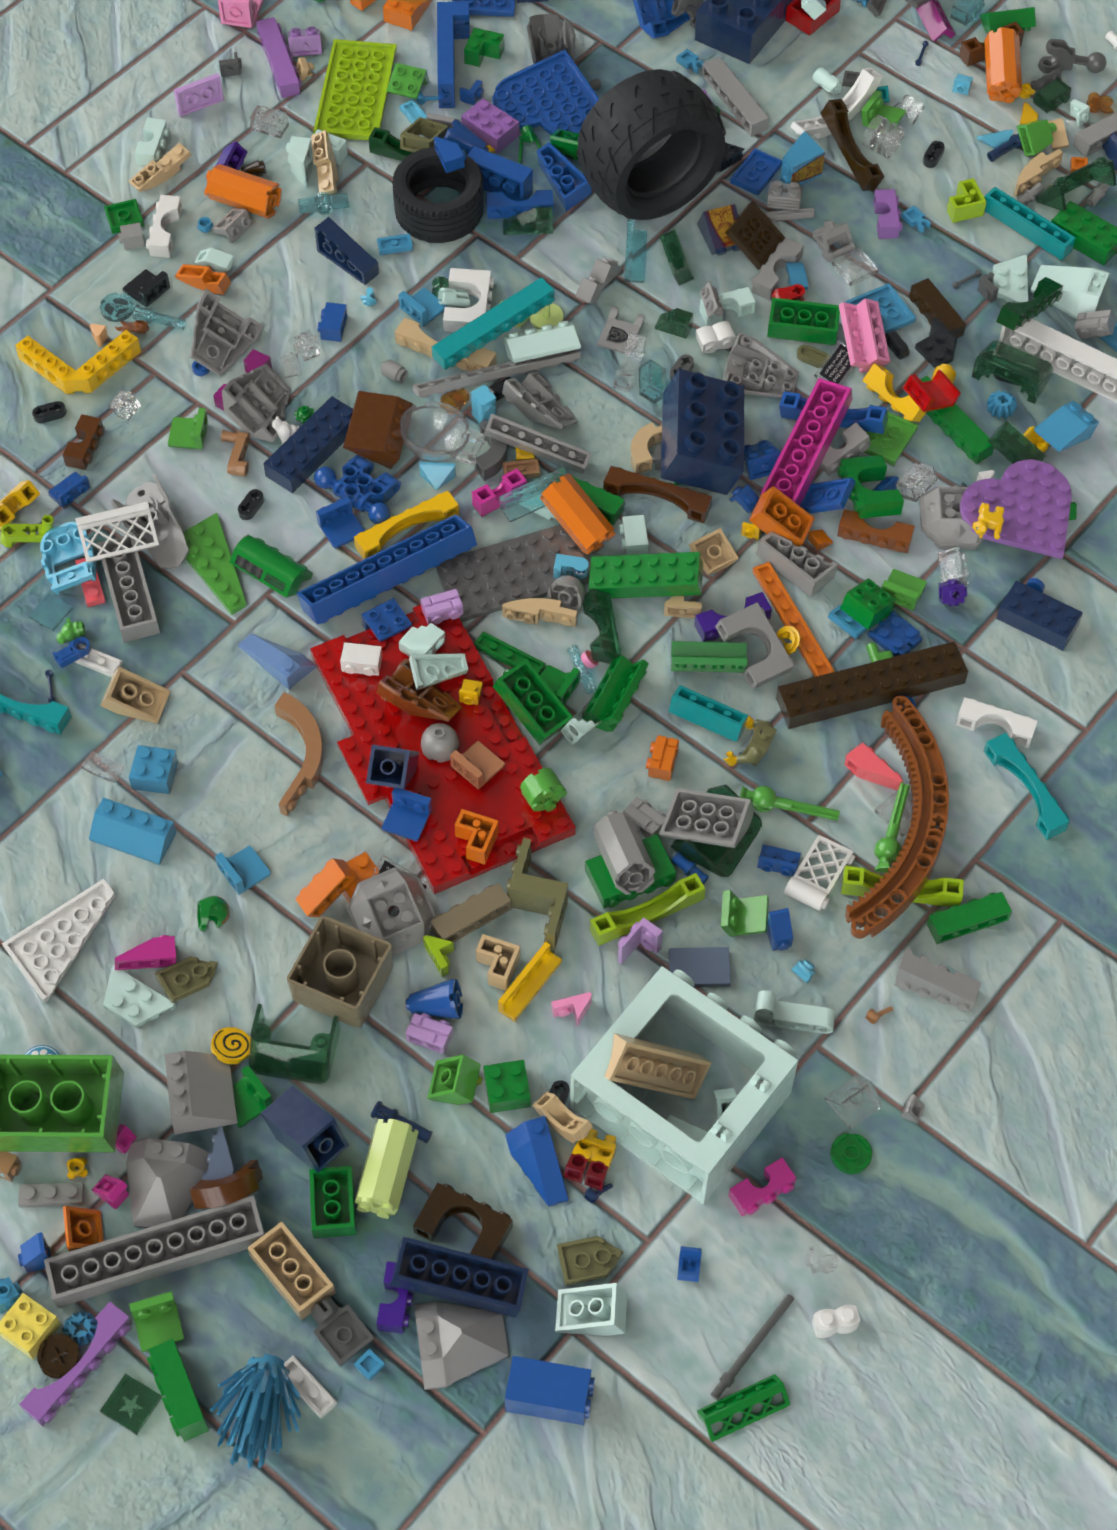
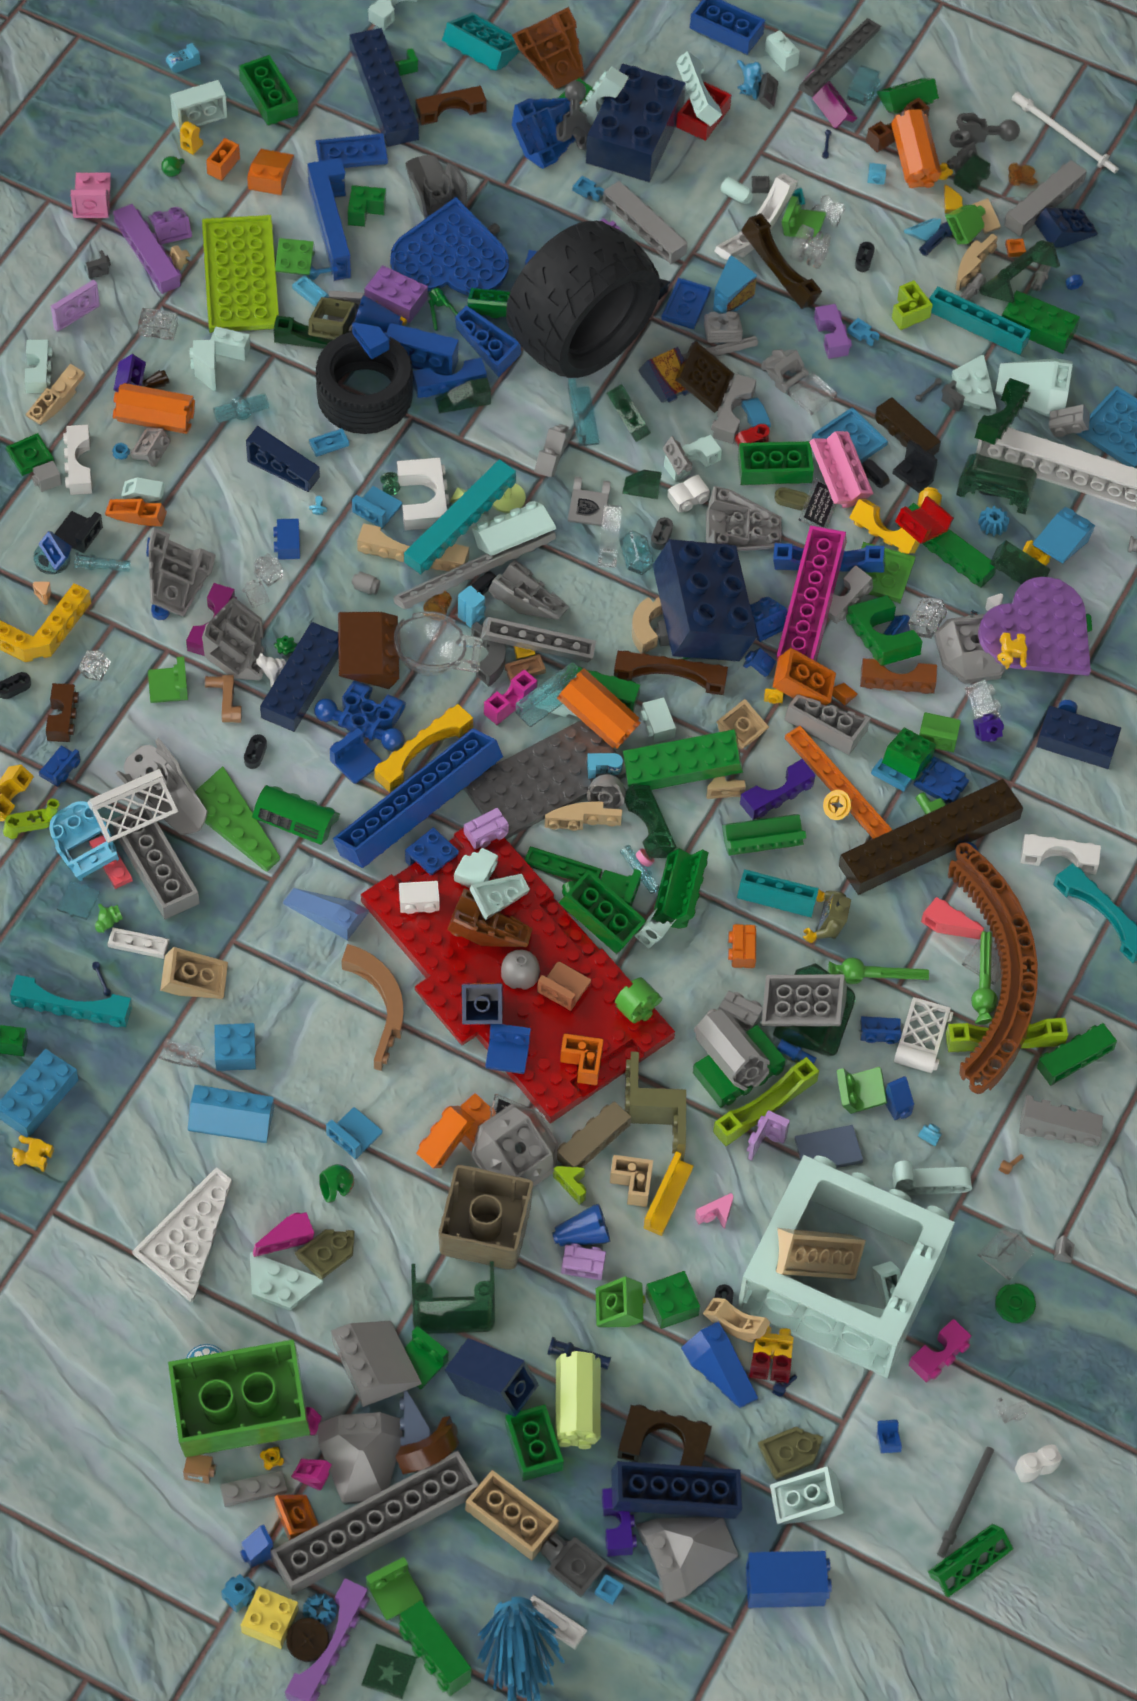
camera: 15 degrees left, 0 degrees up
(71, 653) = (115, 941): blue piece -> none
(120, 299) = (55, 549): none -> blue slope
(137, 326) = (81, 577): dark orange plate -> none
(230, 1045) = (391, 1310): yellow tile -> none
(325, 161) = (233, 363): tan slope -> none
(437, 473) = (439, 687): medium azure slope -> none
(454, 297) = (408, 492): light aqua arm -> none
(470, 692) = (537, 912): yellow bracket -> none
(472, 96) = (366, 263): blue bracket -> none
(754, 621) = (802, 791): light grey arch -> none
(827, 495) = (844, 647): blue tile -> none
(1080, 112) = (1004, 187): light aqua bracket -> none

